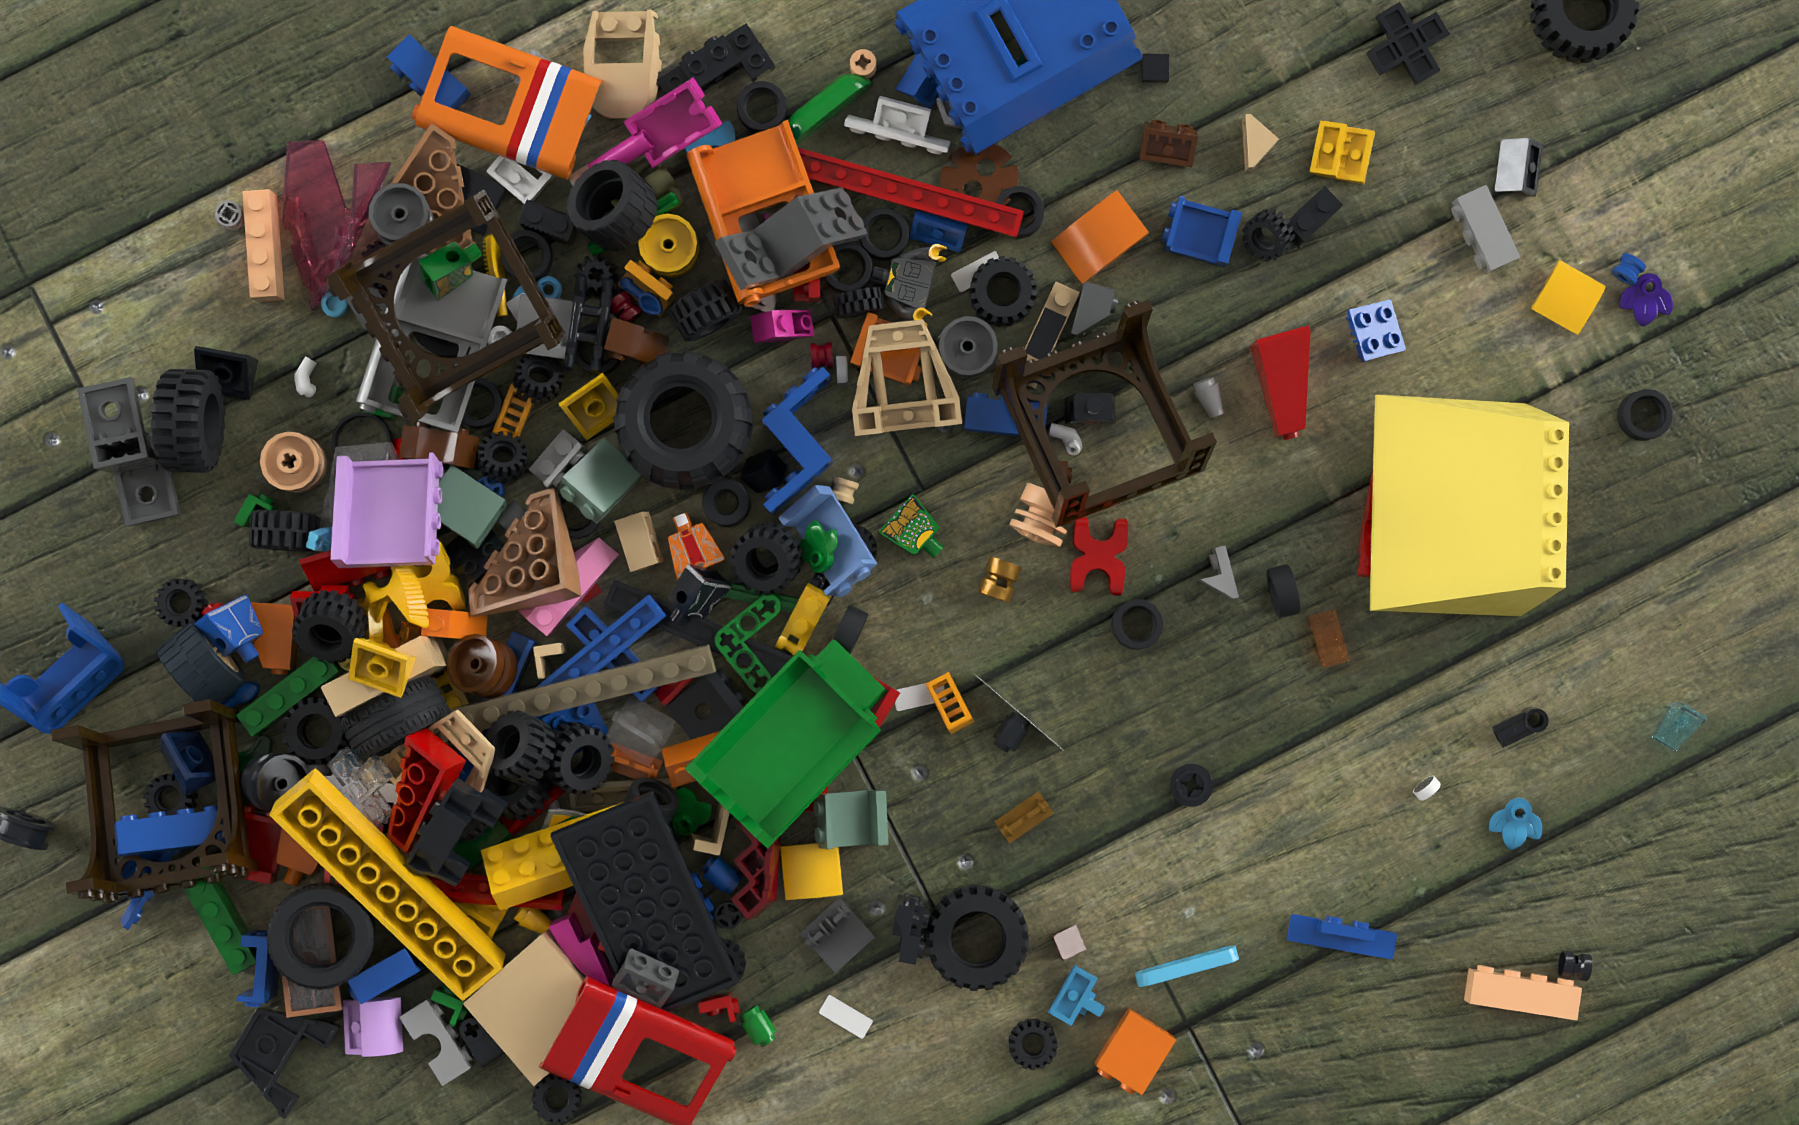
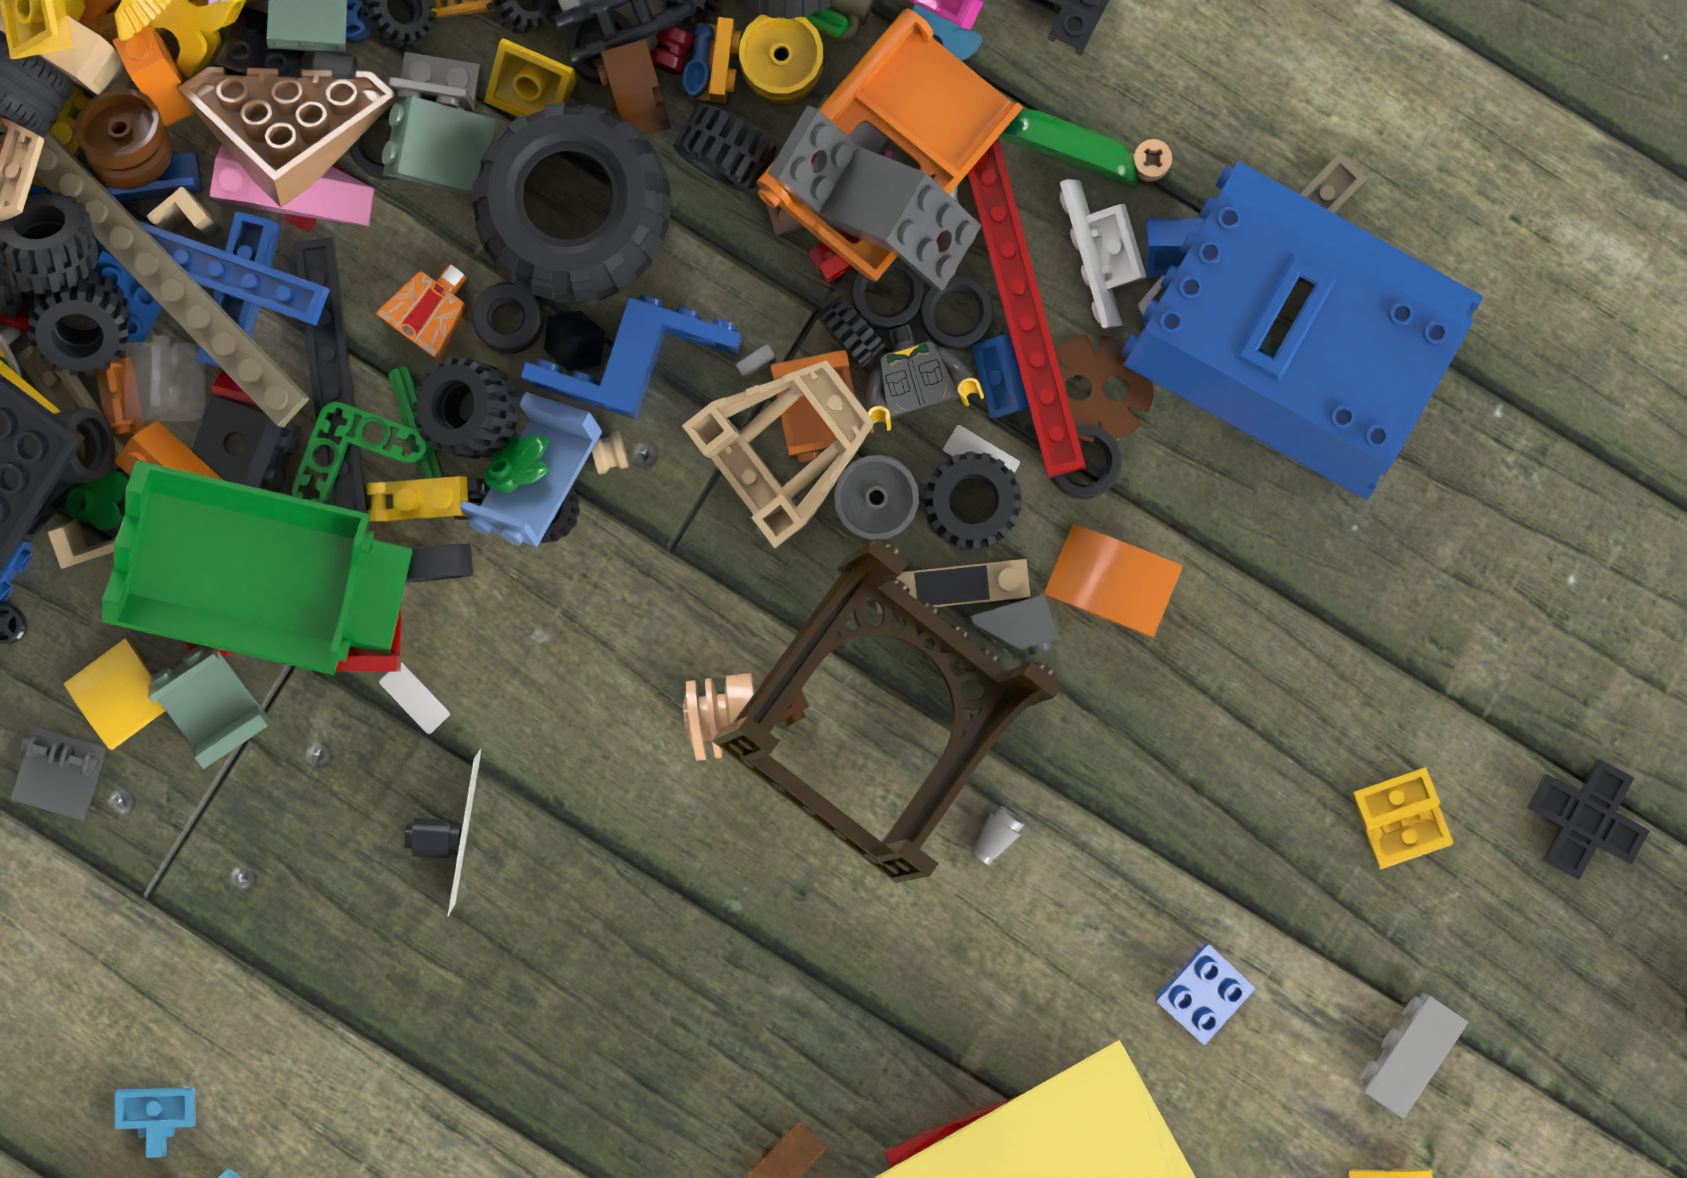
camera: 60 degrees right, 0 degrees up
(639, 541) = (397, 240): tan hinge -> none
(697, 593) = (372, 348): black torso -> none
(721, 874) = (47, 587): blue brick -> none
(760, 87) = (1023, 39): black tyre -> none
(761, 869) = (74, 637): dark red brick -> none
(782, 325) = (767, 255): dark pink slope -> none
(821, 355) = (759, 326): dark red wheel -> none
(908, 922) = (109, 856): black bracket -> none
(913, 529) = (612, 566): torso -> none
(960, 723) = (428, 761): light orange slope -> none
(982, 974) = (103, 957): black tyre -> none
(991, 415) = (810, 578): blue brick -> none
(1002, 570) = (626, 708): pearl gold wheel -> none
(1024, 817) = (338, 916): pearl gold hinge -> none
(1049, 1044) = (42, 1095): black tyre -> none
(1068, 942) = (217, 1063): slope -> none
(1069, 437) = (843, 691): white arm -> none
(1090, 408) = (892, 697): black torso -> none
(1099, 555) = (716, 816): red piece -> none
(1155, 68) = (1367, 523): black tile -> none
(1156, 618) = (632, 923): black tyre -> none
(1168, 143) = (1282, 596): reddish brown bracket -> none
(1197, 796) = (492, 1115): black gear -> none
(1201, 232) = (1196, 702): blue panel -> none
(1224, 581) = (776, 989): light grey slope -> none
(1256, 141) = (1350, 704): tan slope -> none
(1259, 243) = (1256, 792): black tyre -> none
(1283, 376) = (1076, 912): red slope -> none
(1283, 591) = (808, 1071): black tyre -> none
(1314, 215) = (1298, 828): black brick -> none
(1519, 166) = (1518, 1050): panel -> none

